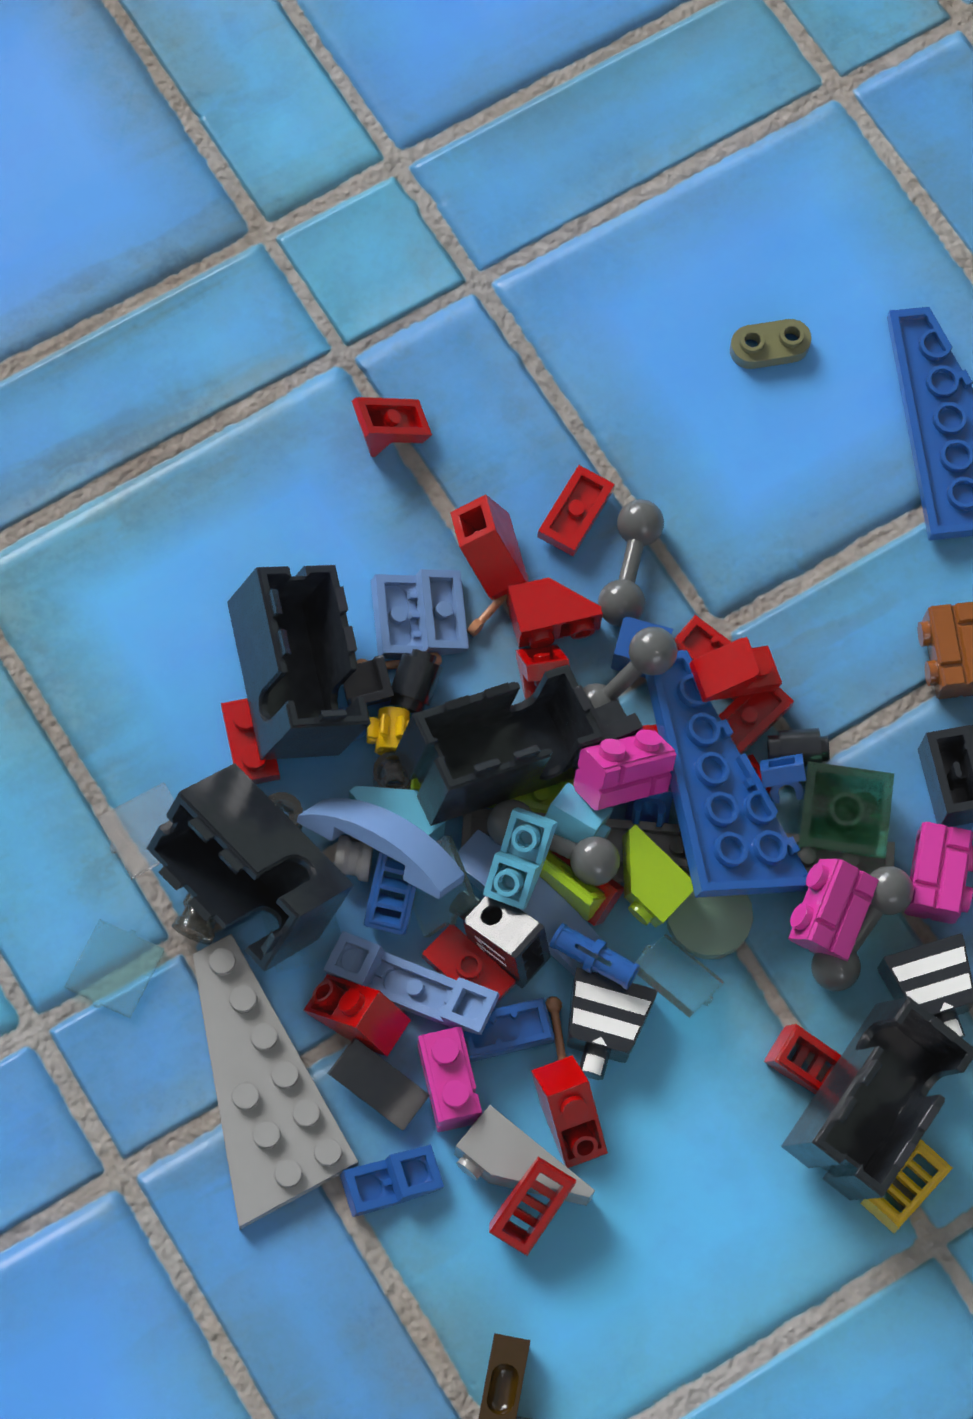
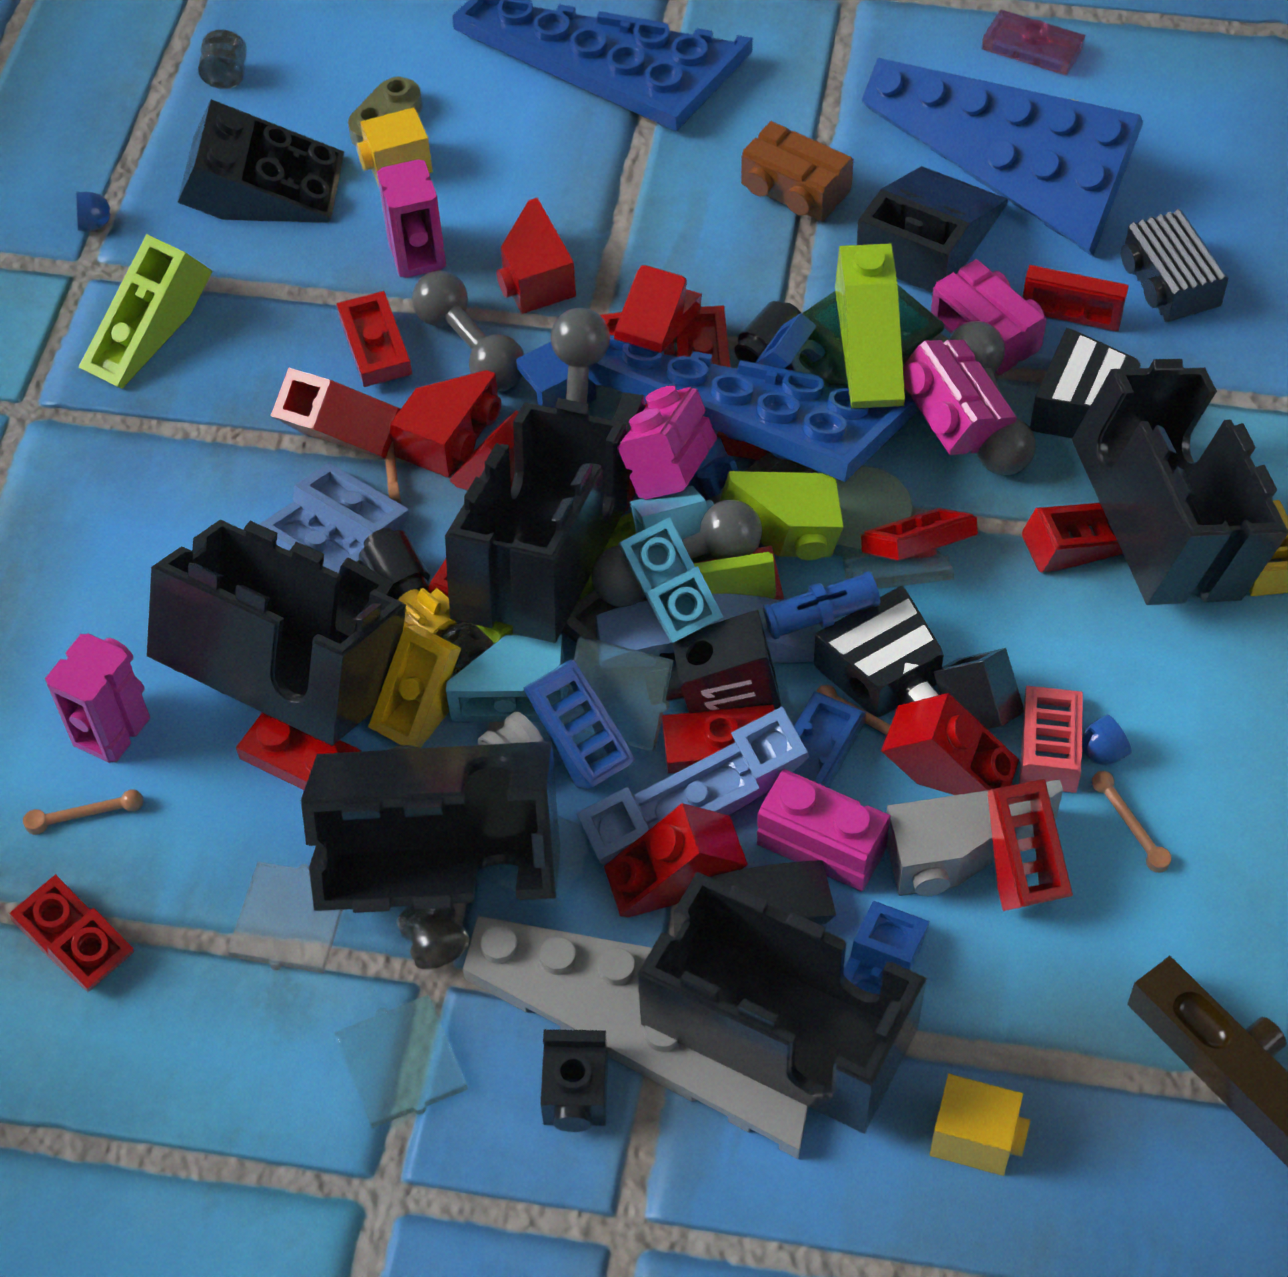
camera: 40 degrees left, 15 degrees down
(35, 725) = (71, 933): none -> red slope
(85, 639) = (37, 821): none -> nougat hinge
(177, 603) = (98, 696): none -> dark pink brick
(194, 1073) = (574, 1056): none -> black brick
(300, 1149) = (774, 1002): none -> black piece
(334, 1313) = (979, 1125): none -> yellow brick
(341, 768) = (415, 687): none -> yellow slope
(390, 421) = (125, 413): red slope -> none
(424, 859) = (595, 662): medium blue slope -> none
(470, 357) = (145, 311): none -> lime slope
(519, 245) = (91, 211): none -> blue hinge
(607, 1284) = (1158, 857): none -> nougat hinge
(610, 1180) = (1038, 767): none -> coral slope
(630, 1093) = (983, 686): none -> black panel
(645, 316) = (258, 170): none -> black slope
(660, 1194) = (1105, 741): none -> blue hinge
(680, 451) = (412, 218): none -> dark pink brick
(712, 968) = (919, 534): none -> red plate
(715, 202) = (222, 59): none -> clear smoke wheel
(724, 552) = (535, 262): none -> red slope
(740, 380) = (393, 140): none -> yellow brick
(827, 816) = (870, 325): none -> lime slope

